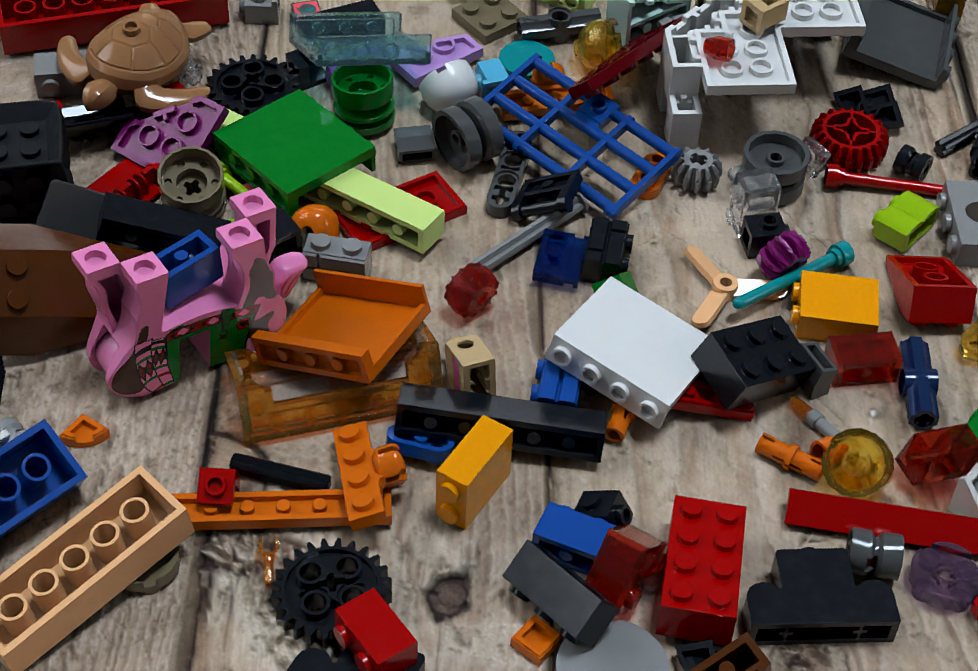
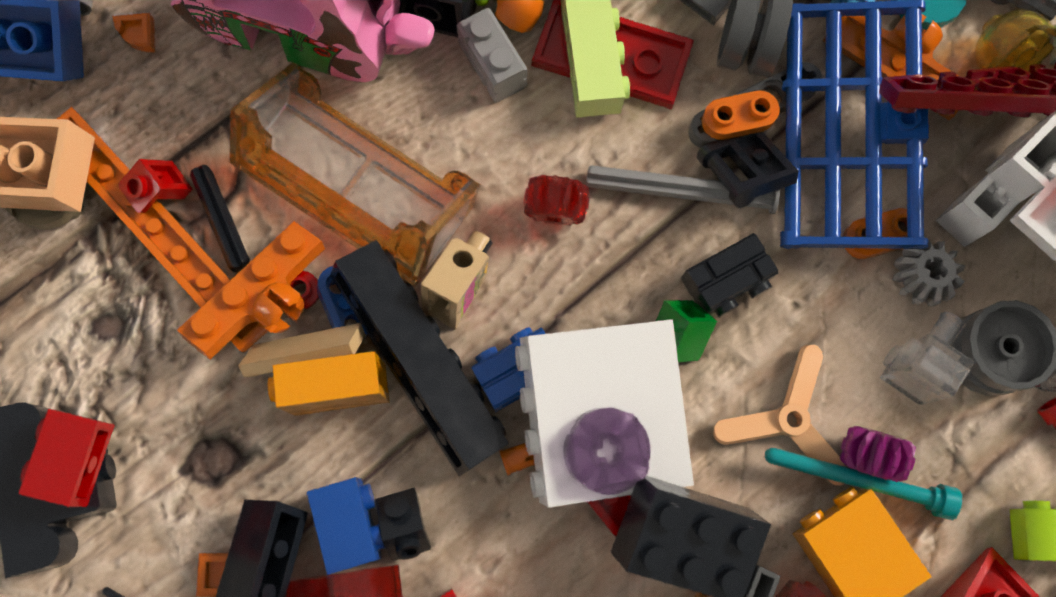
camera: 50 degrees right, 30 degrees up
(268, 560) = (126, 281): clear orange hand -> none
(328, 590) = (147, 339): black gear -> none
(346, 327) = (404, 138): orange panel -> none
(424, 486) = (304, 347): none -> tan tile
(511, 178) = (742, 115): none -> orange plate
(560, 258) = (682, 240): clear blue plate -> none
(678, 352) = (587, 436): none -> clear purple plate
(759, 230) = (898, 408): black brick -> none

